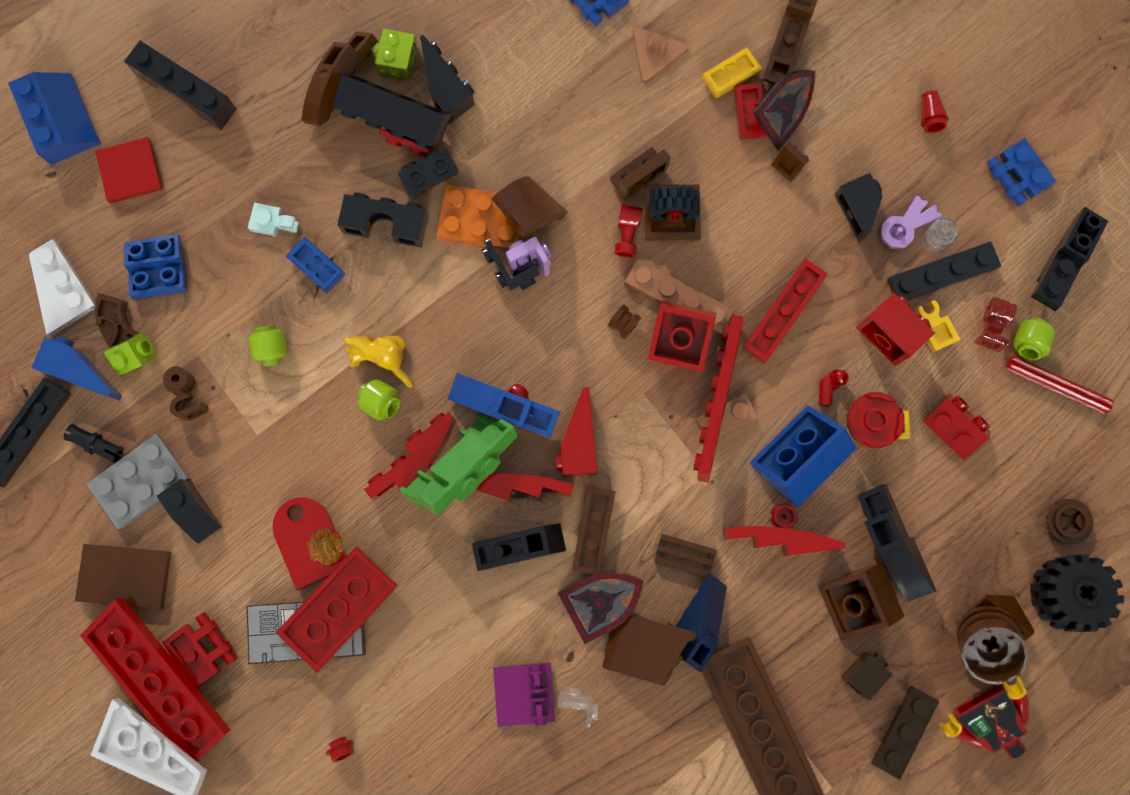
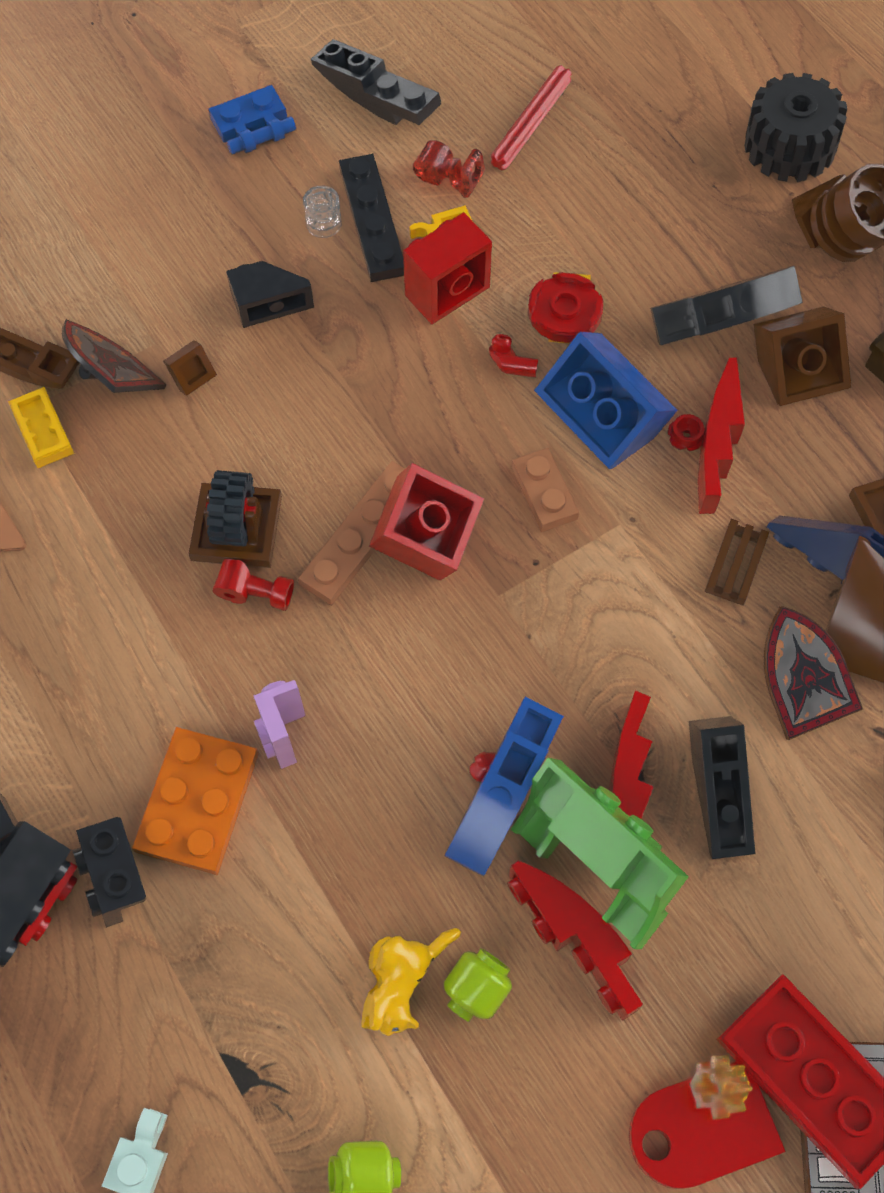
camera: 85 degrees left, 15 degrees down
(315, 265) = (232, 1080): blue plate -> none
(361, 213) = (182, 915): black arch -> none
(523, 279) = (309, 754): black bracket -> none
(528, 205) = (196, 715): reddish brown slope -> none
(578, 444) = (570, 684): red slope -> none
(593, 530) = (700, 677): reddish brown plate -> none
(624, 321) = (392, 603): reddish brown wheel -> none
(640, 172) = (166, 559): reddish brown bracket -> none
(715, 409) = (534, 486): red plate -> none
(746, 100) = (103, 410): red plate -> none
(784, 311) = (402, 400): red plate -> none
(899, 230) = (306, 256): lavender piece -> none
(933, 113) = (153, 199): red cone -> none
(958, 426) = (578, 225): red bracket -> none
(1034, 339) = (473, 129): lime head -> none
(1081, 520) = (703, 118): reddish brown gear -> none

